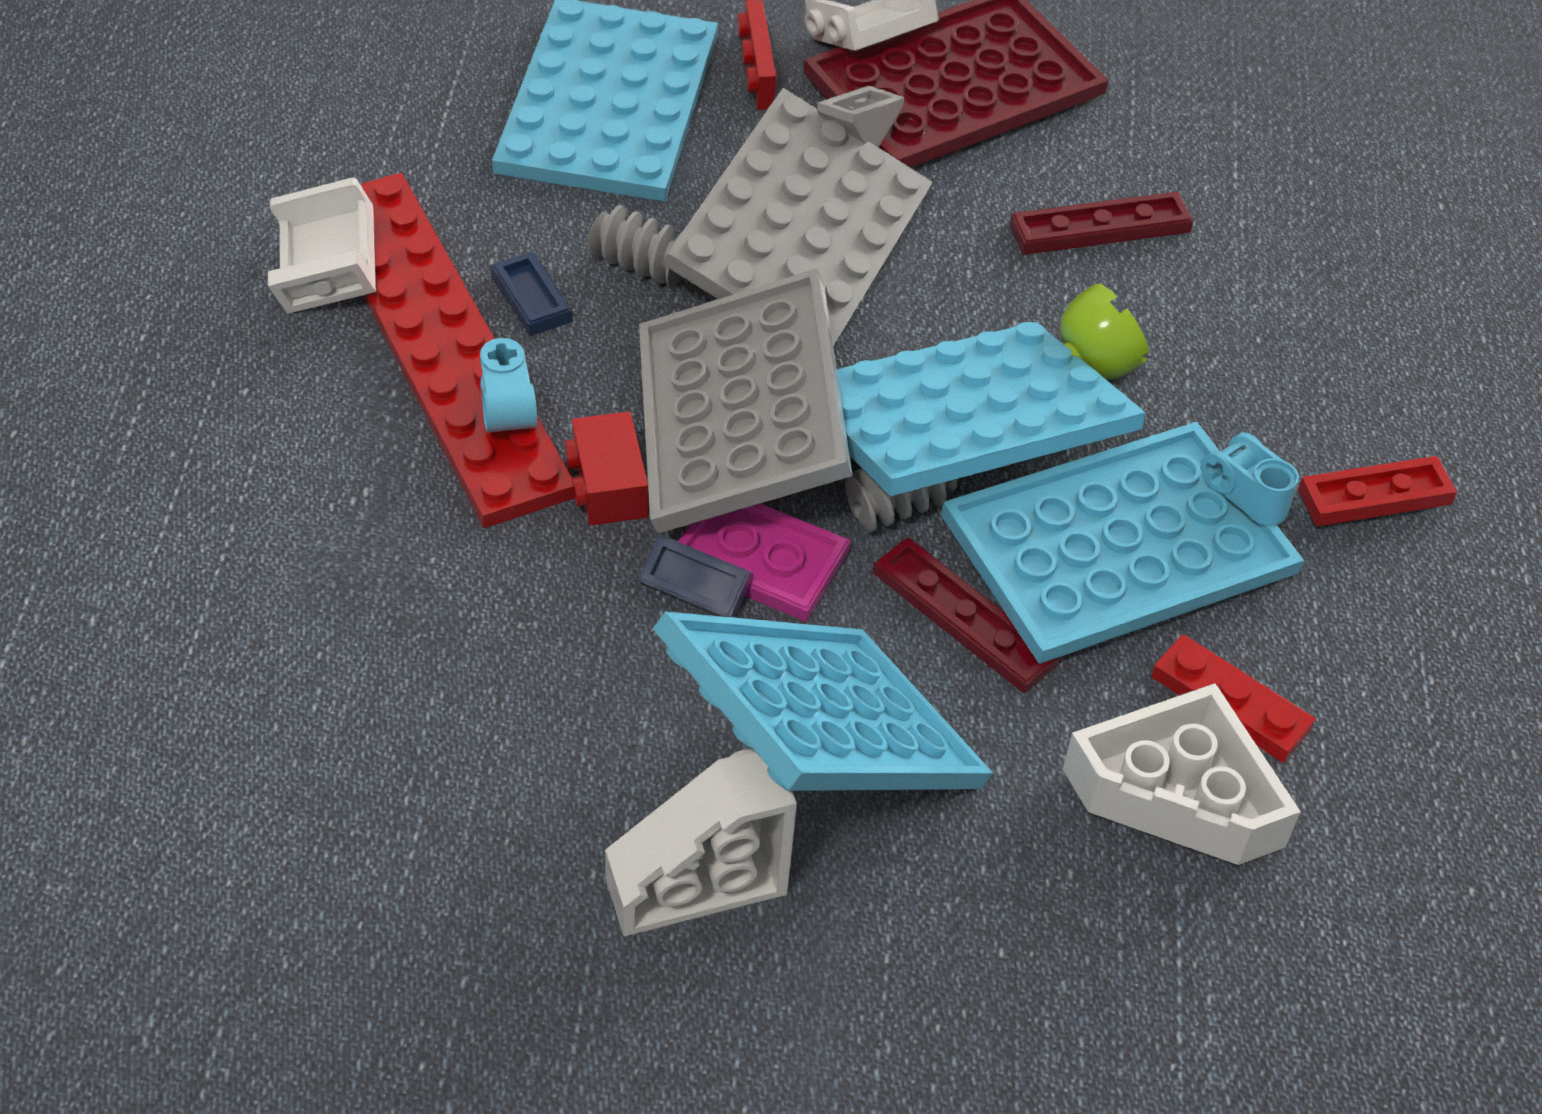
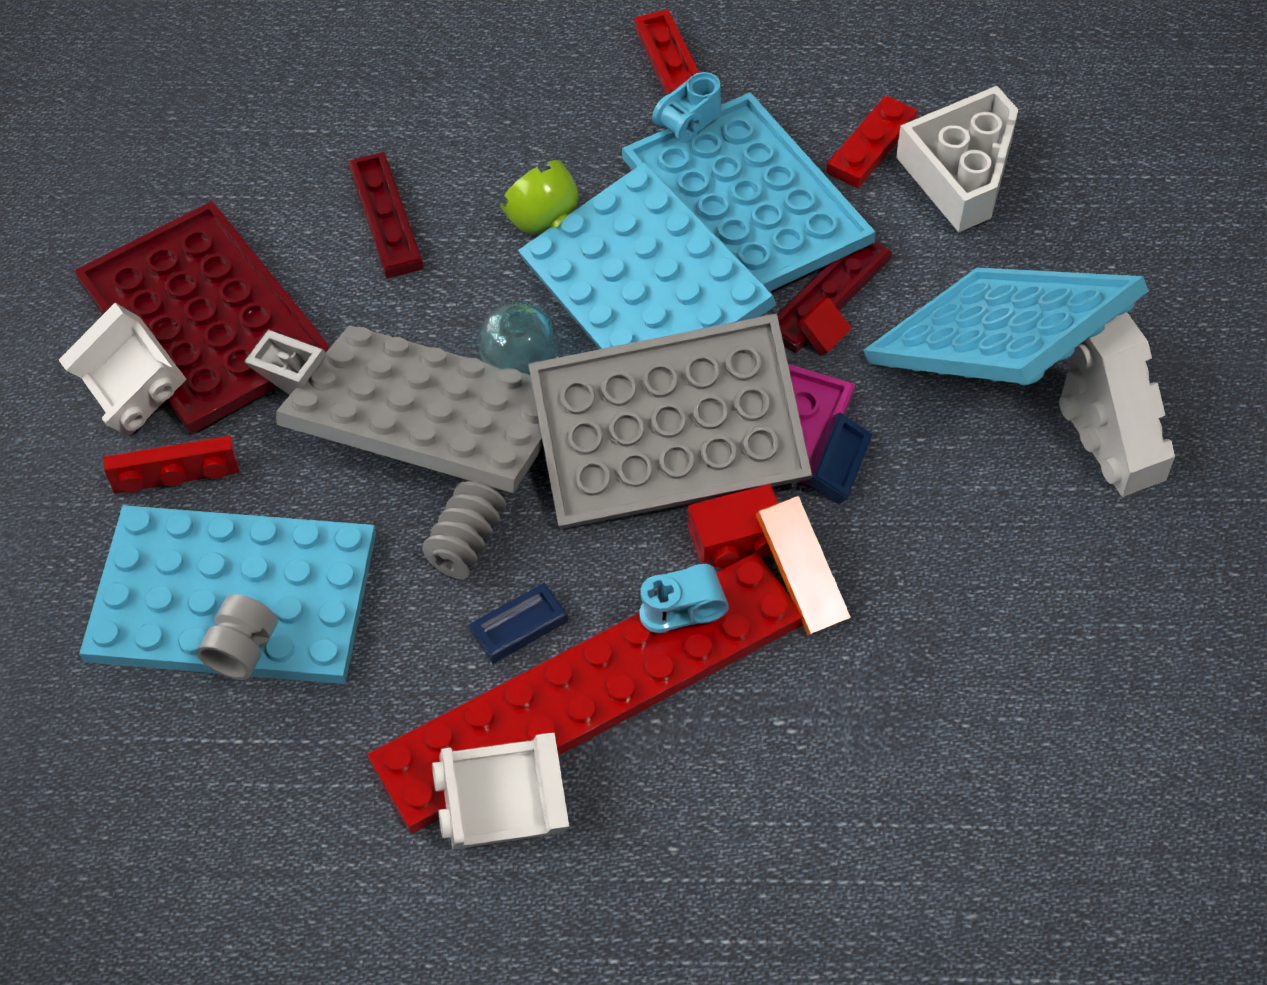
camera: 90 degrees left, 5 degrees up
(527, 68) = (236, 641): none -> light grey wheel
(537, 507) = (802, 565): none -> tile
(898, 589) = (824, 326): none -> red tile
(899, 311) = (517, 336): none -> clear light blue cylinder

